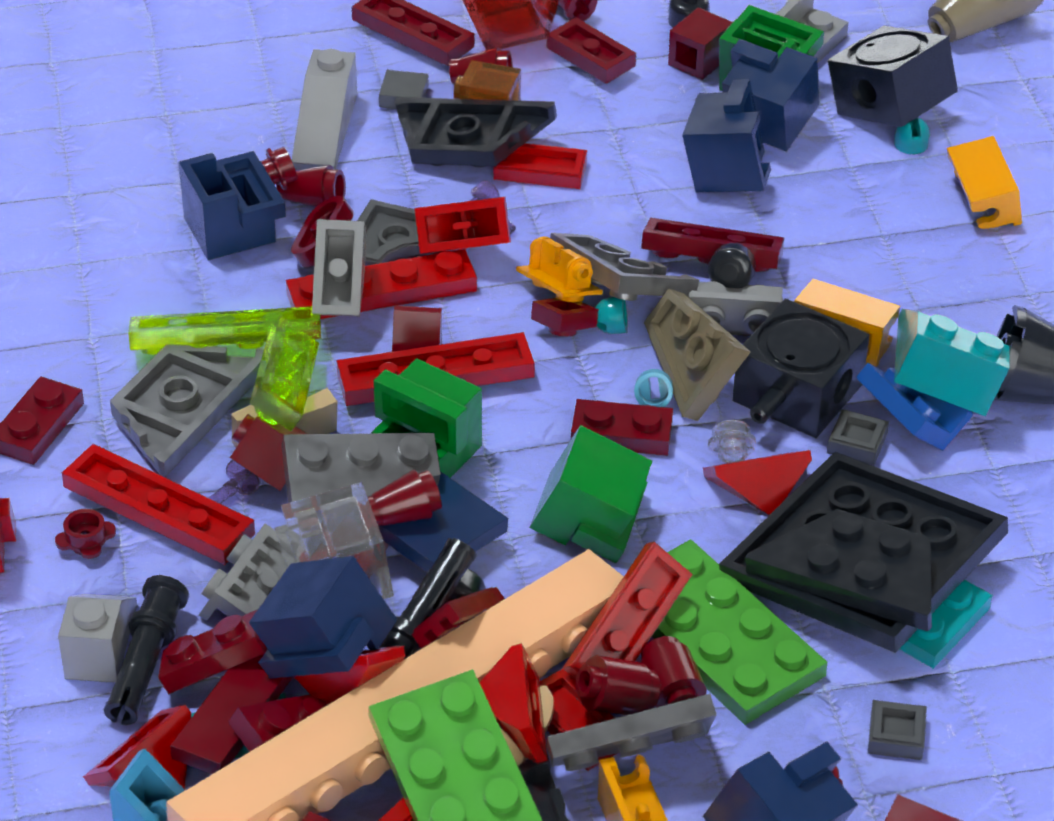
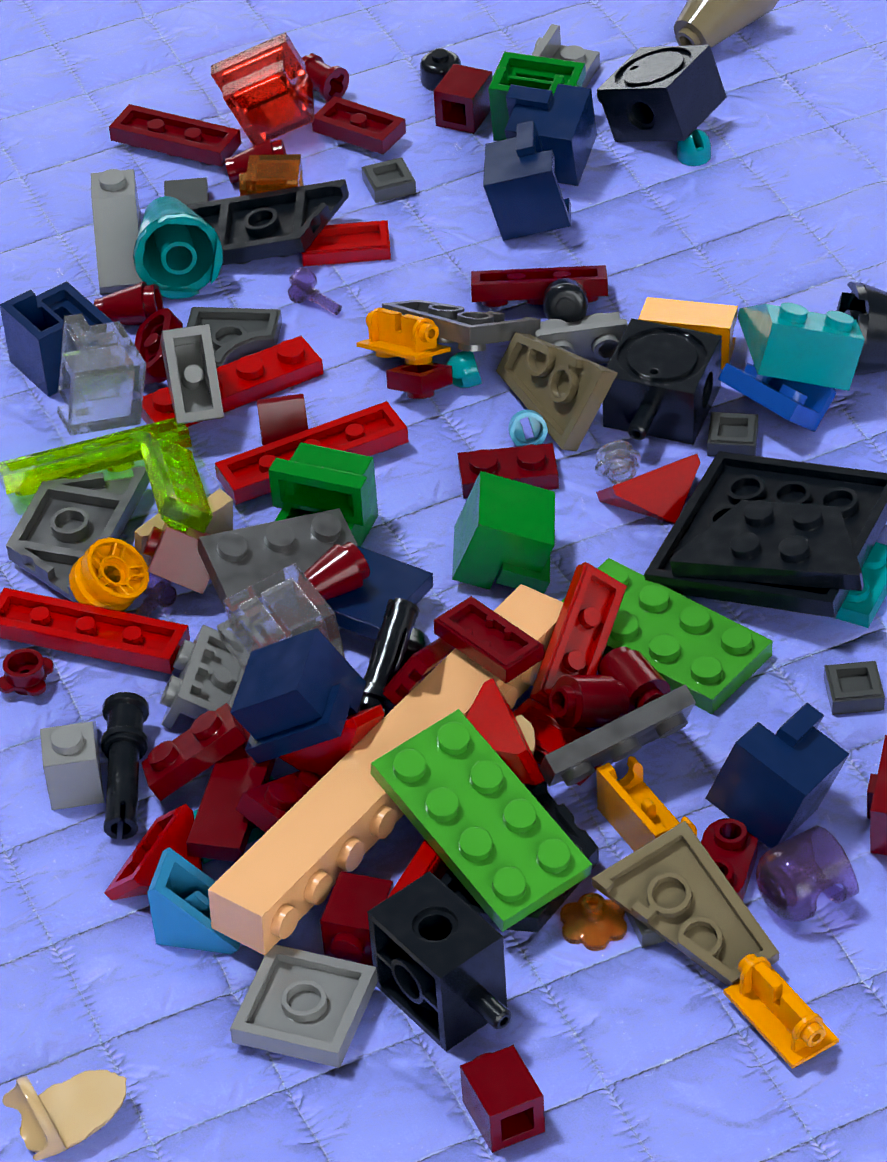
camera: 10 degrees left, 0 degrees up
(210, 451) = (109, 575): none -> light orange wheel
(253, 252) = (99, 377): none -> clear plate
(279, 167) = (98, 291): dark red plate -> none
(370, 139) = (176, 249): none -> teal cone
(462, 225) = (296, 312): red slope -> none
(532, 601) = (488, 639): none -> dark red plate
(603, 110) = (388, 180): none -> dark grey tile
(987, 181) = (781, 176): light orange hinge -> none

